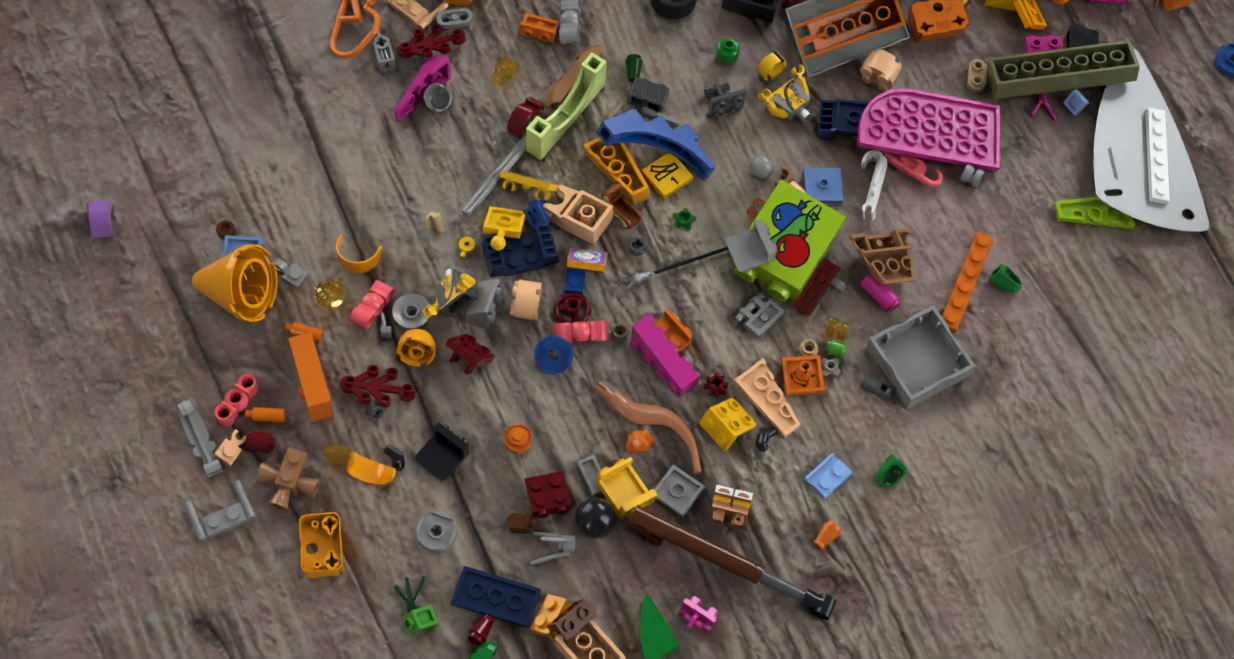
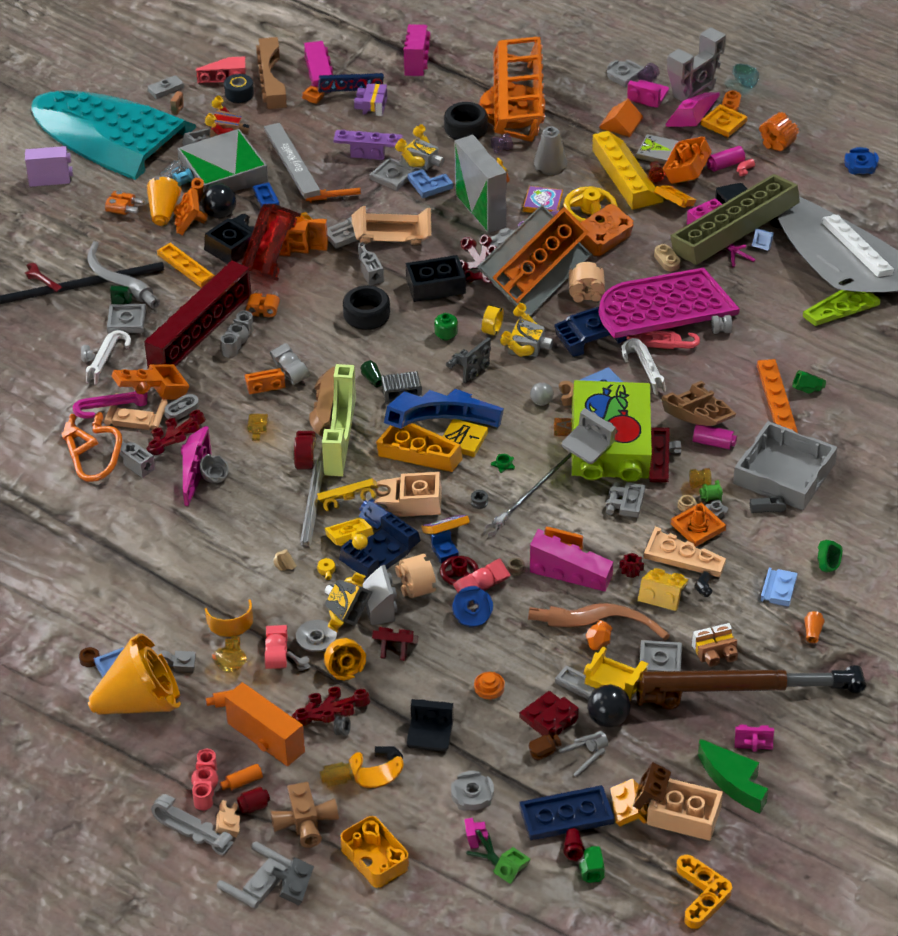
camera: 25 degrees left, 20 degrees down
(243, 535) = (294, 880): none -> dark grey plate
(409, 570) = (471, 829): none -> dark pink tile
(622, 208) = (450, 477): dark orange animal -> none
(1119, 9) = (741, 168): none -> coral arm

